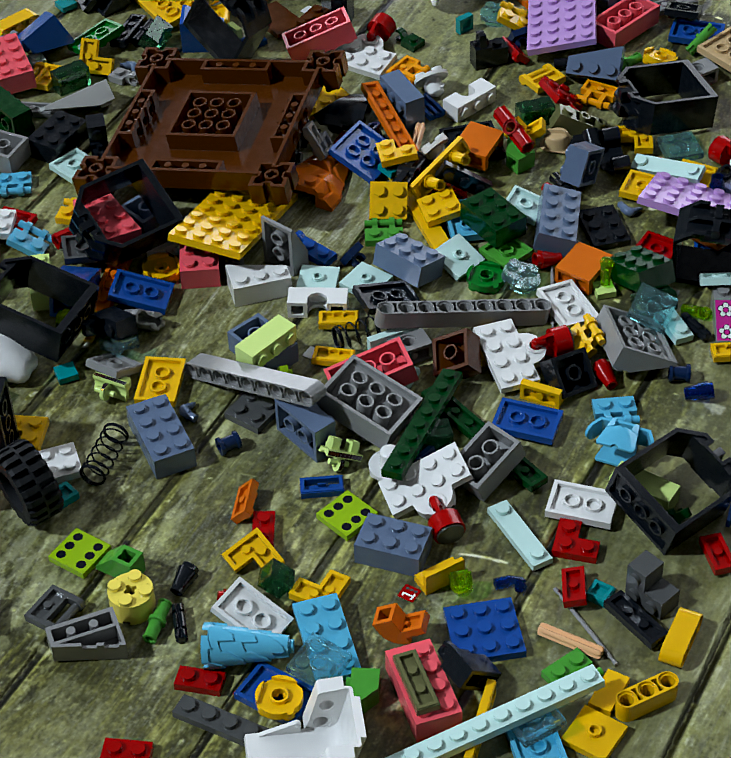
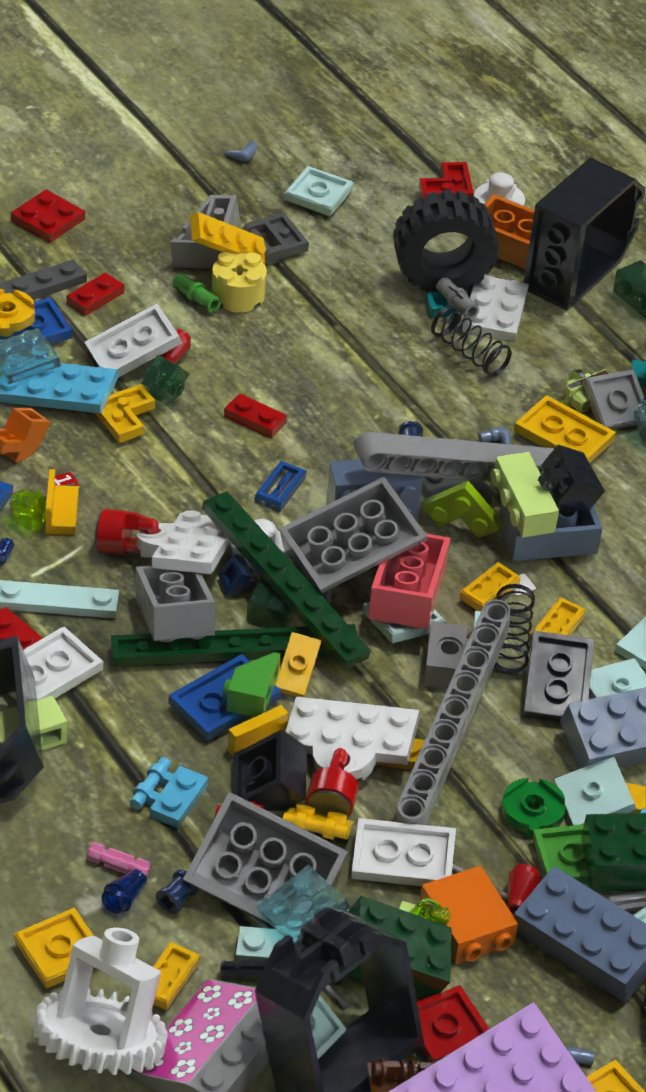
camera: 115 degrees right, 0 degrees up
(32, 429) = (566, 319): yellow plate -> none
(65, 474) = (457, 297): none -> light grey pin
(79, 553) = (343, 283): lime tile -> none
(113, 598) = (224, 236): none -> yellow plate
(121, 561) = (289, 292): bright green slope -> none
(161, 436) = (464, 391): sand blue brick -> none
(179, 622) = (182, 308): black axle -> none
(184, 577) = (237, 331): black cone -> none
(239, 324) = (571, 478): none -> black hinge
(239, 645) = (101, 306): medium azure cone -> none
(245, 501) = (314, 419): orange plate -> none
(249, 548) = (227, 385): yellow plate -> none
(303, 299) = (615, 607): white arch -> none
(333, 449) = (308, 497): yellowish green hips -> none
(345, 515) = (215, 477): lime tile -> none
(393, 544) = (133, 481): sand blue brick -> none
(457, 352) = (383, 680): reddish brown slope -> none
(476, 400) = (298, 665): none -> yellow plate
(515, 270) = (502, 853): clear light blue plate -> none
(517, 397) = (252, 686): none -> bright green slope
(604, 228) = (567, 1003): black plate -> none
(618, 439) = (98, 750): medium azure piece -> none
(682, 406) = (116, 859): none -> bright pink axle

